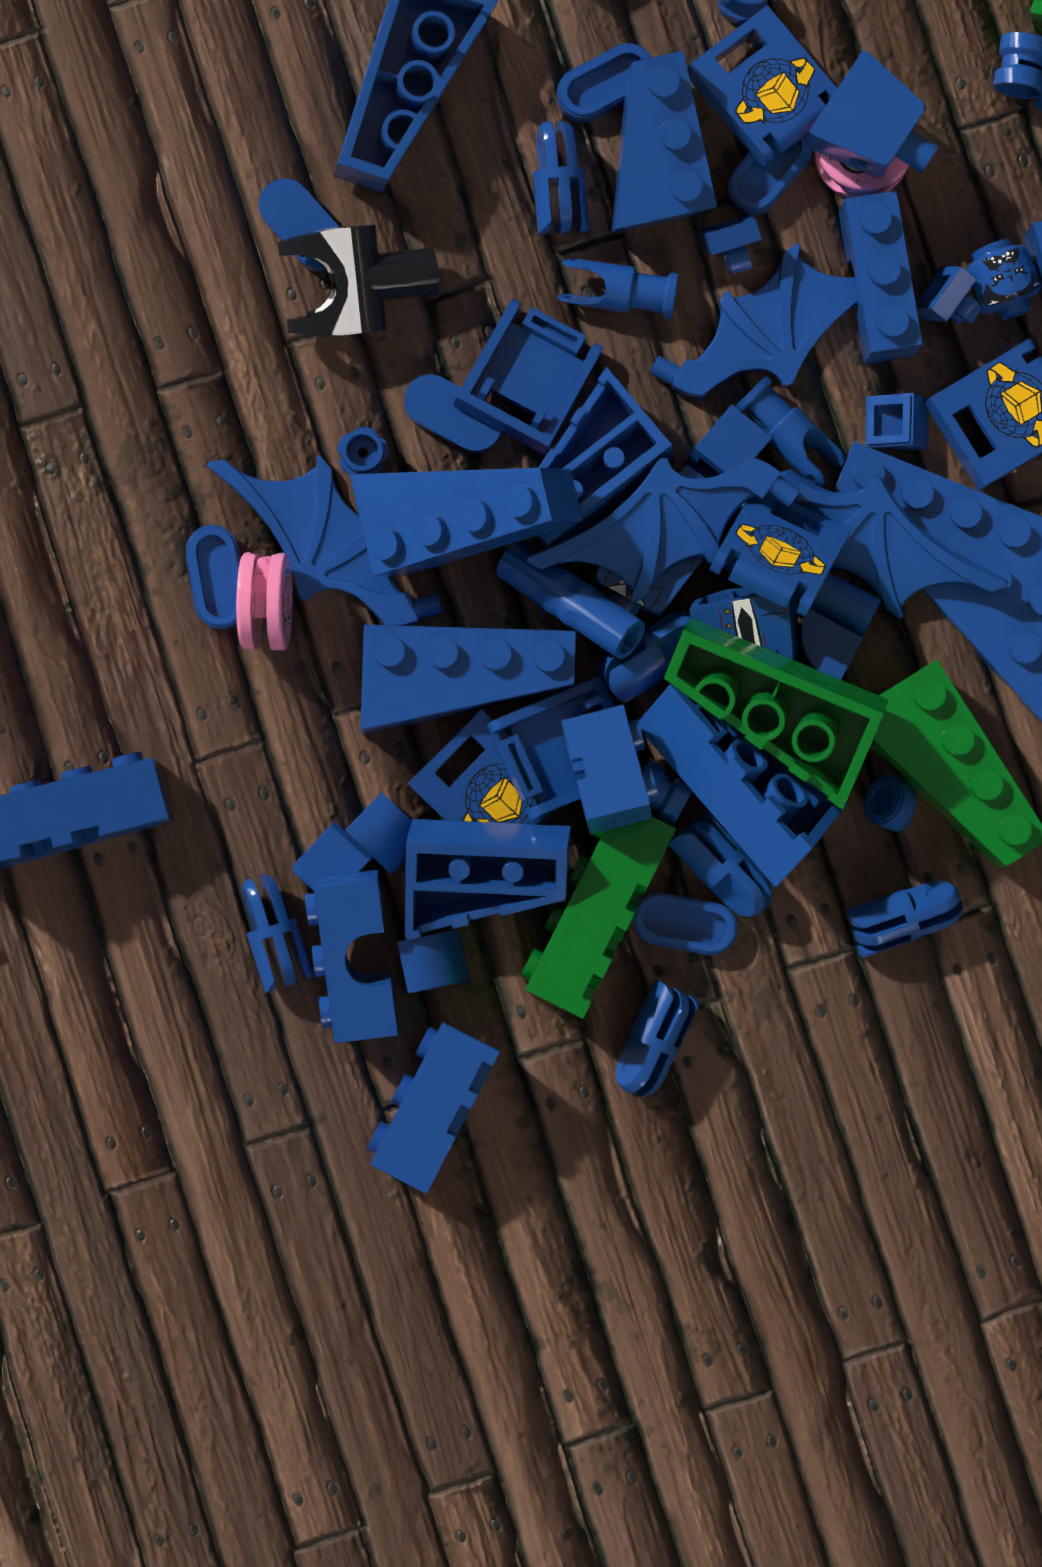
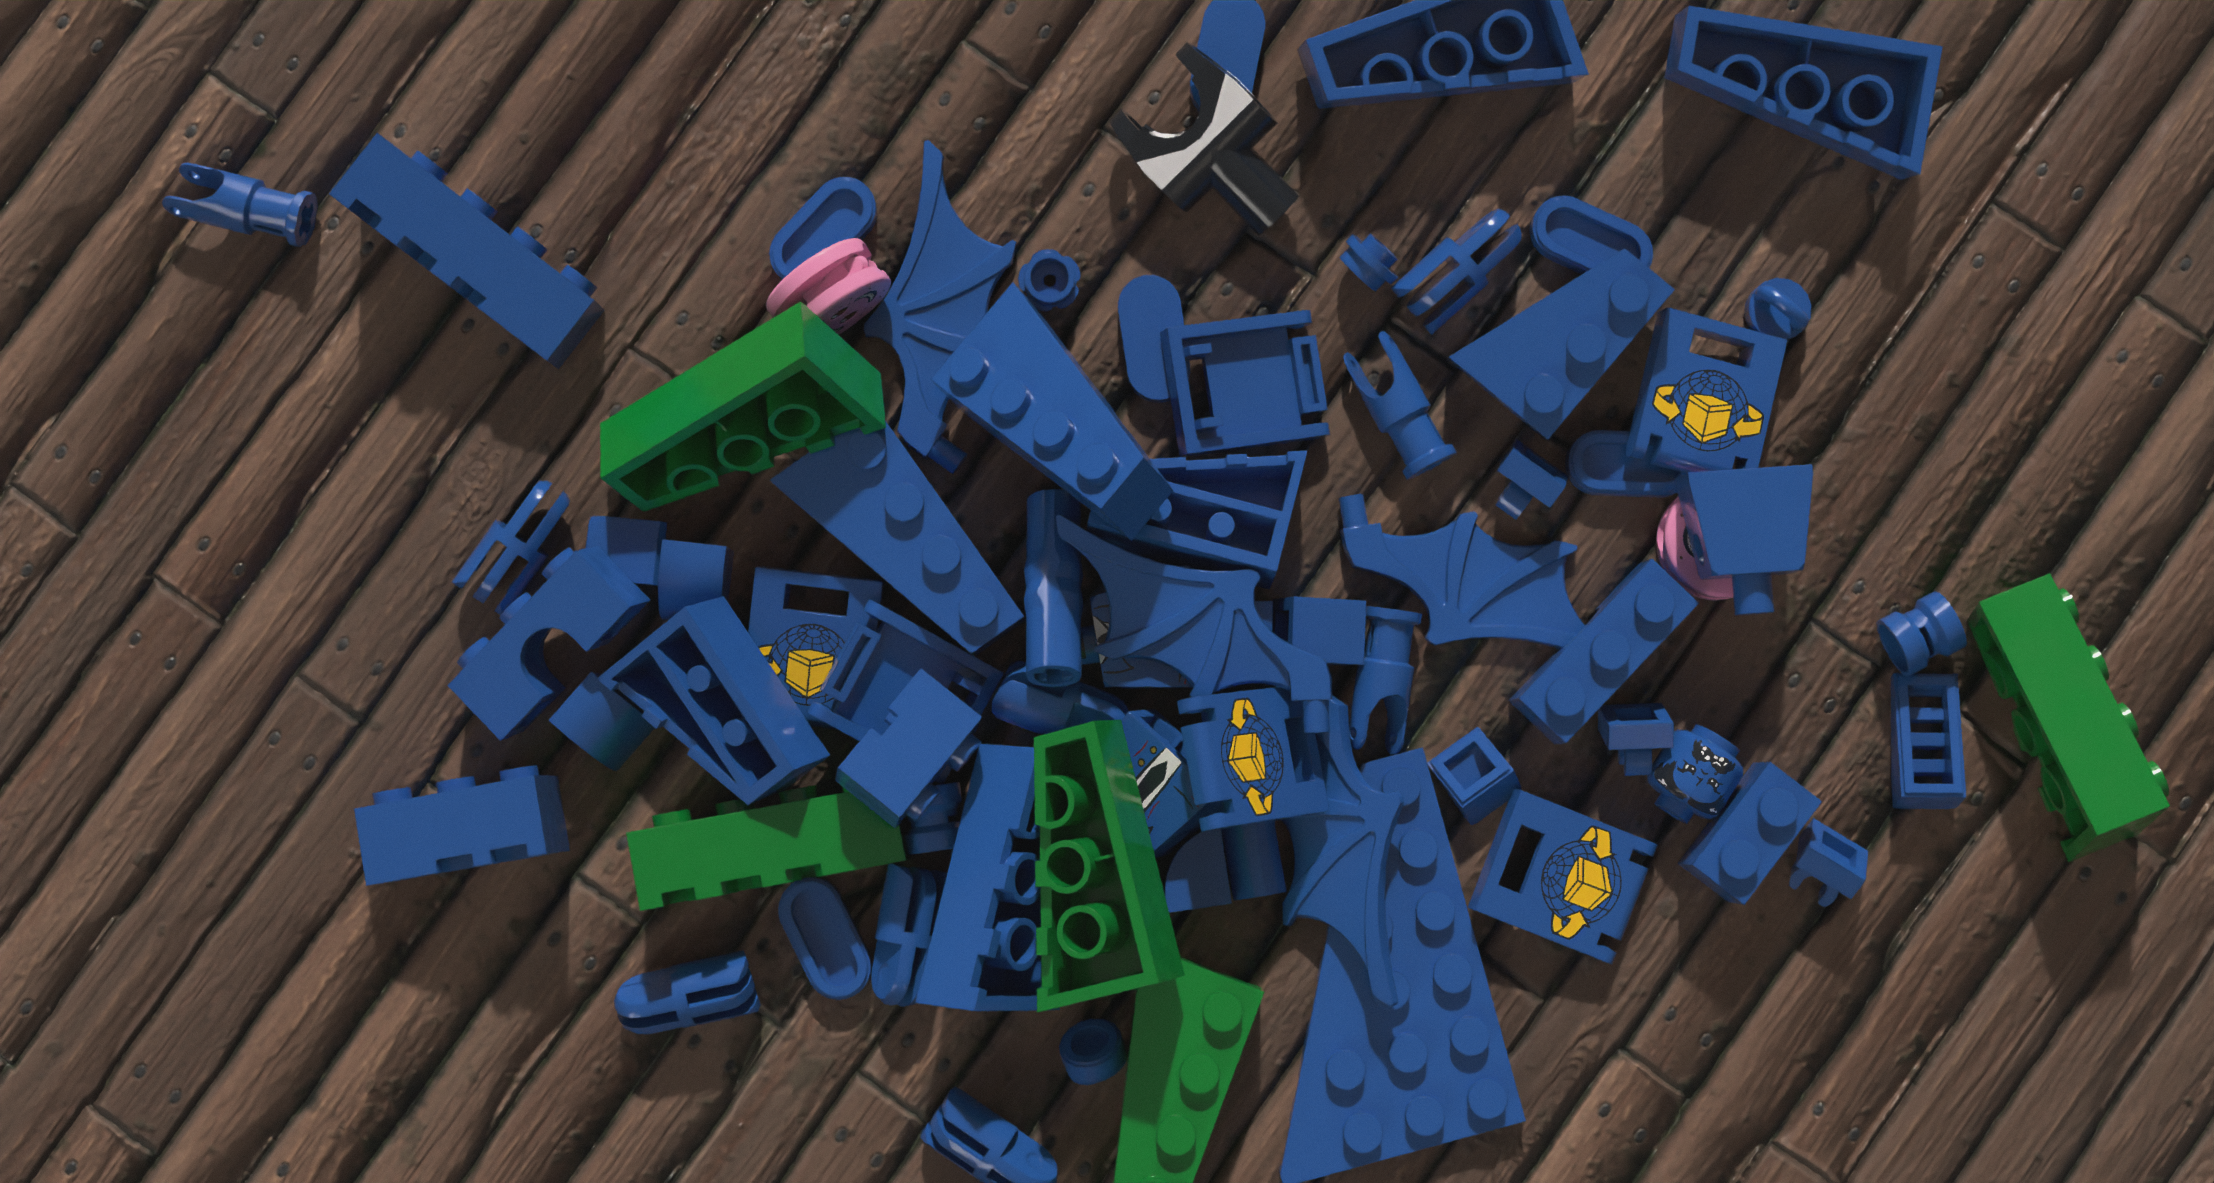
camera: 55 degrees right, 0 degrees up
(300, 713) = (739, 409): none -> green wedge
(510, 234) = (1370, 261): none -> blue plate

